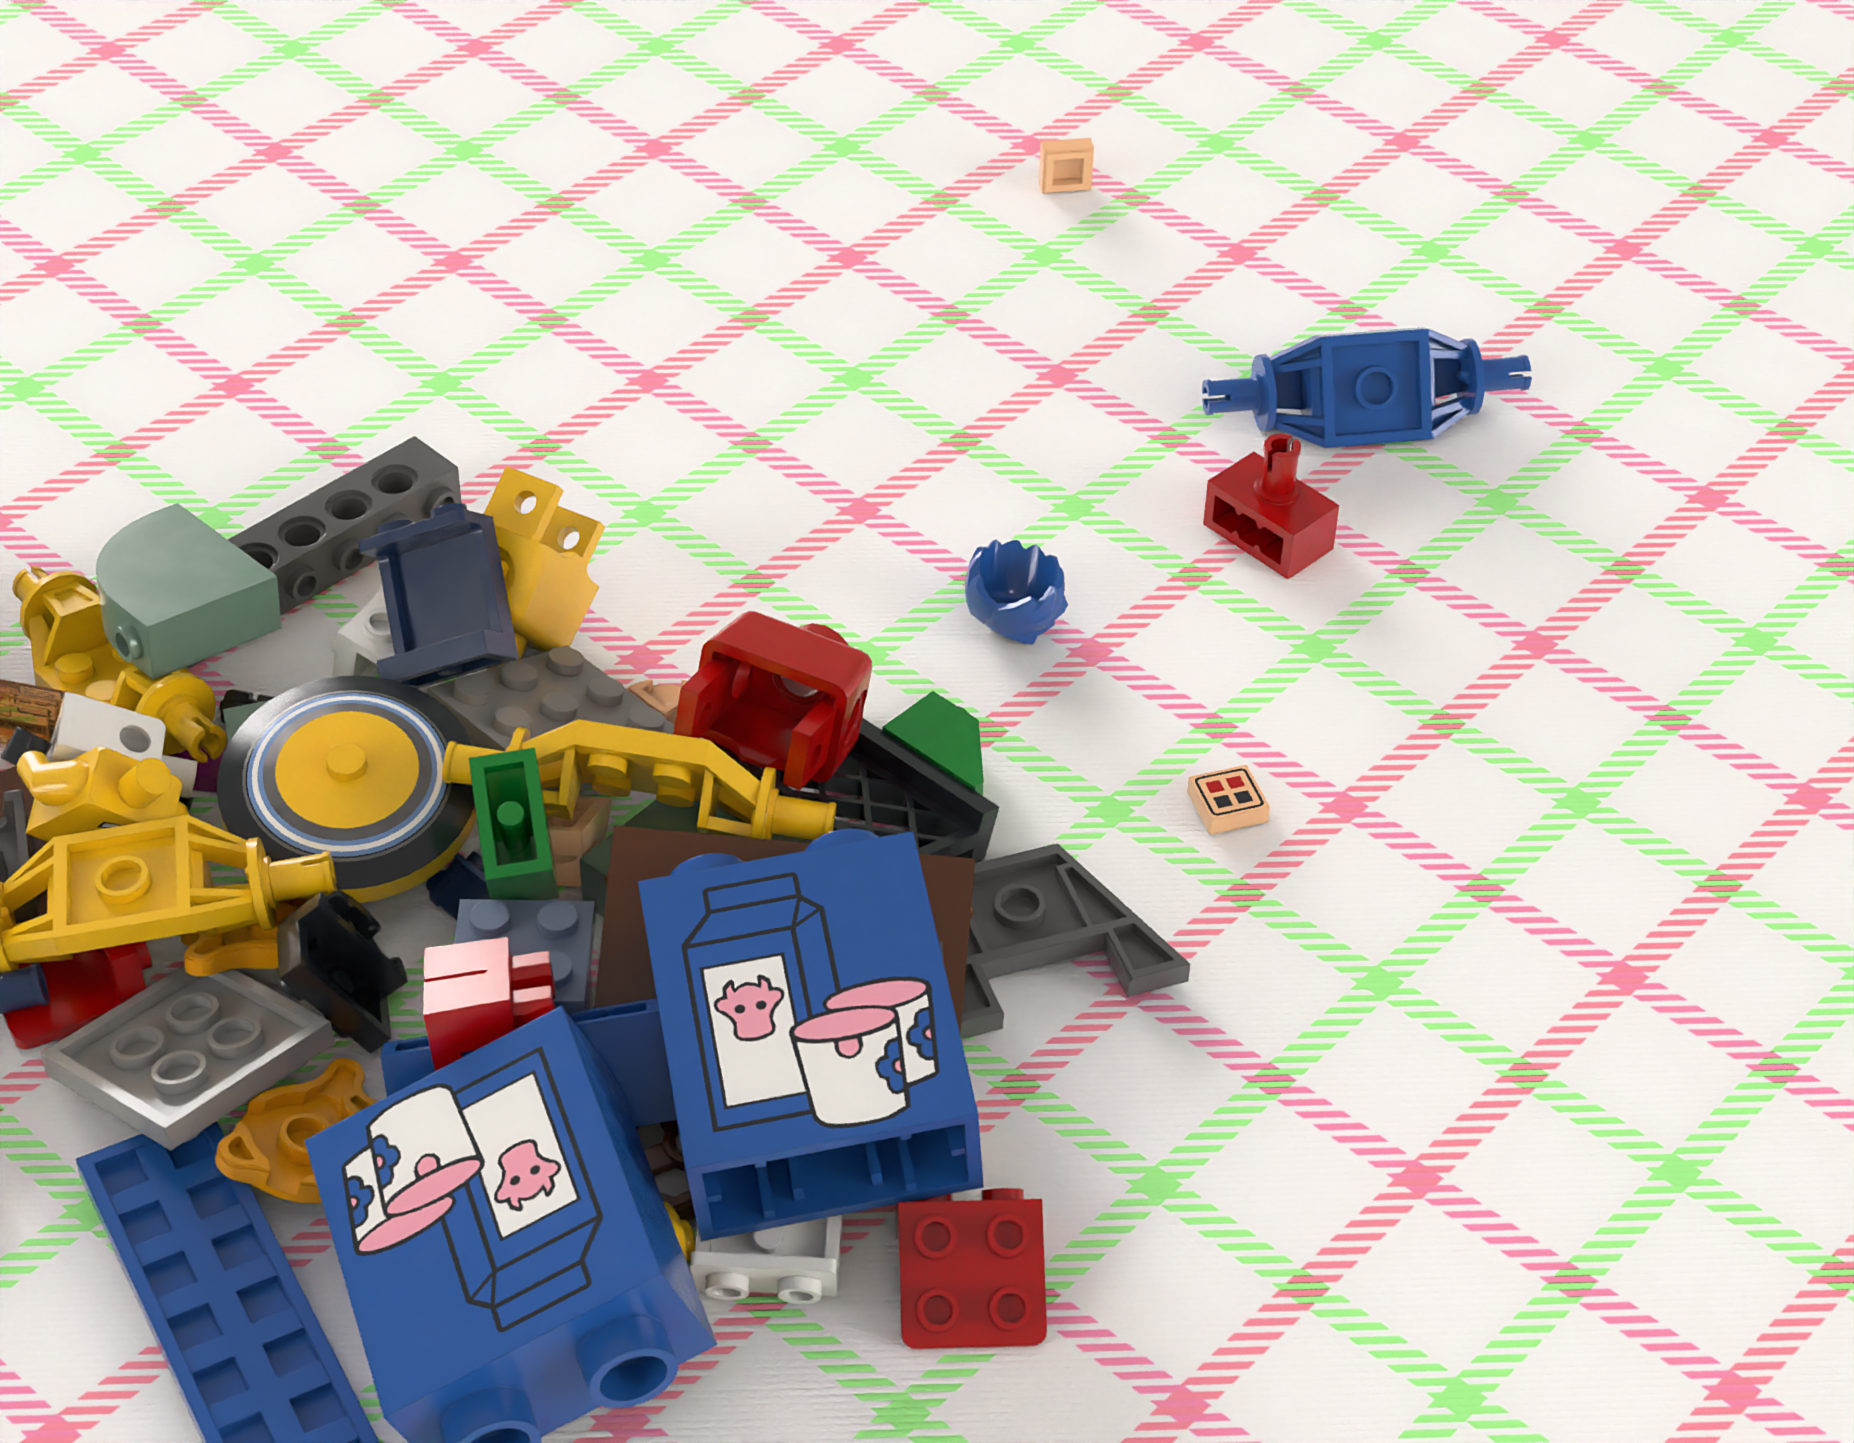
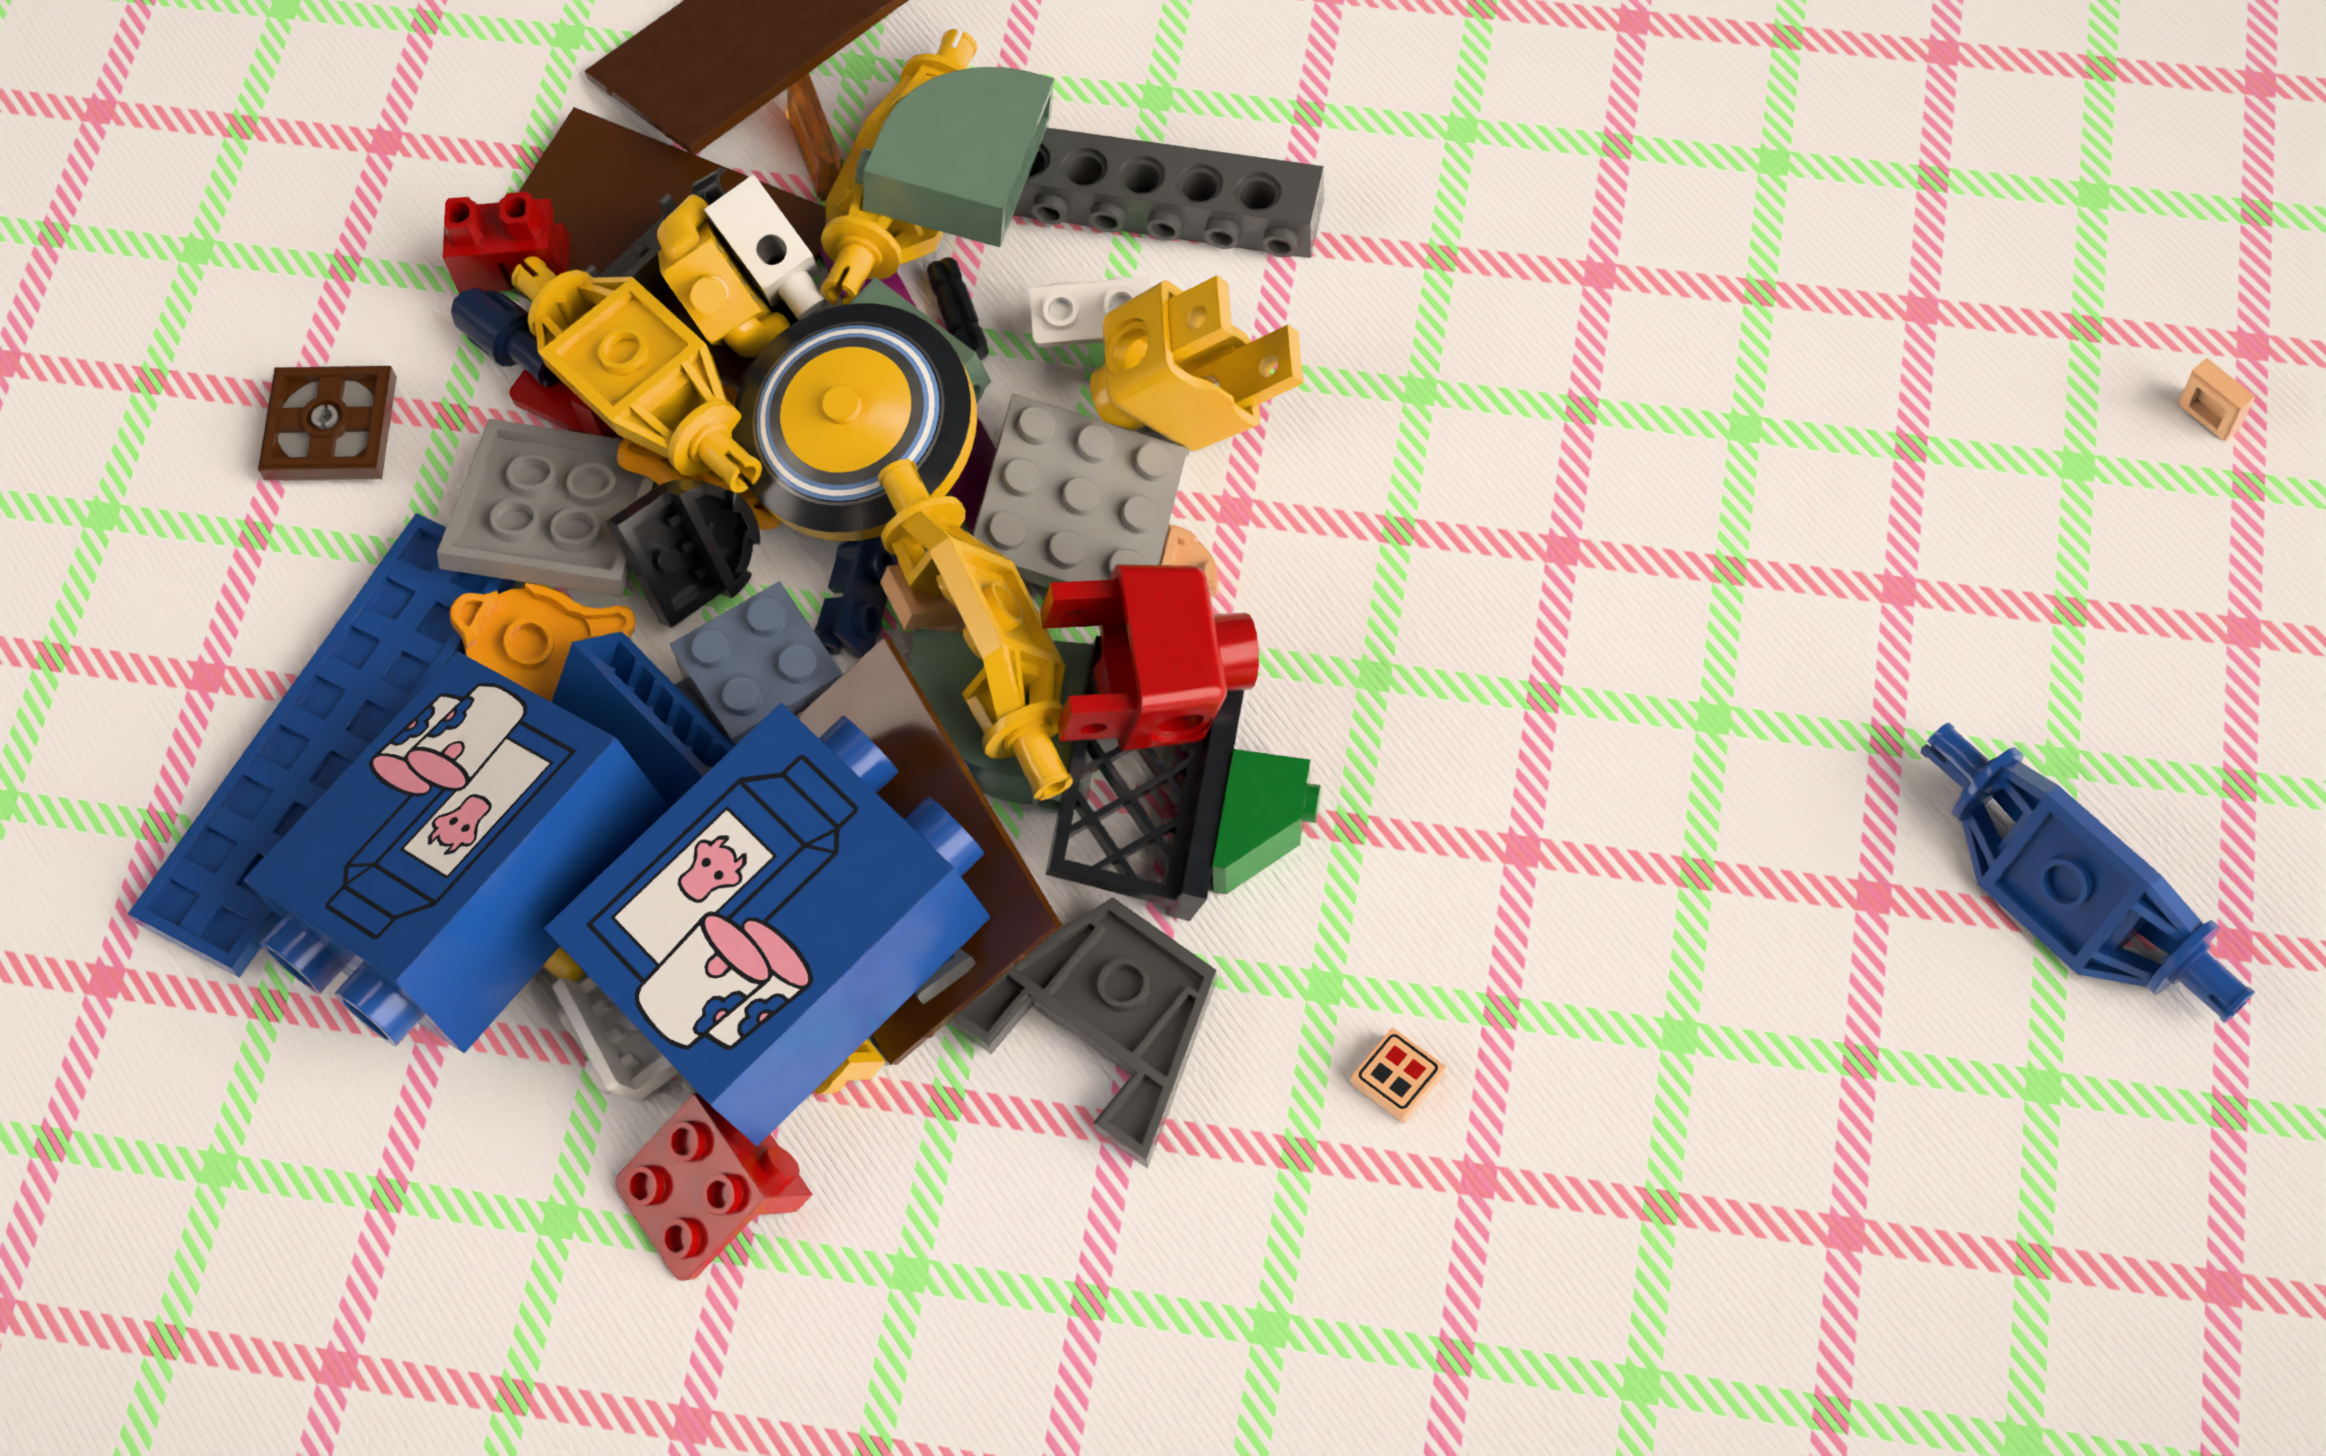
camera: 65 degrees right, 20 degrees up
(442, 596) = (1082, 341): dark blue panel -> none
(481, 994) = (638, 674): hips -> none
(513, 826) = (852, 570): green slope -> none
(1015, 590) = (1511, 740): blue hair -> none
(1271, 511) = (1815, 894): red brick -> none

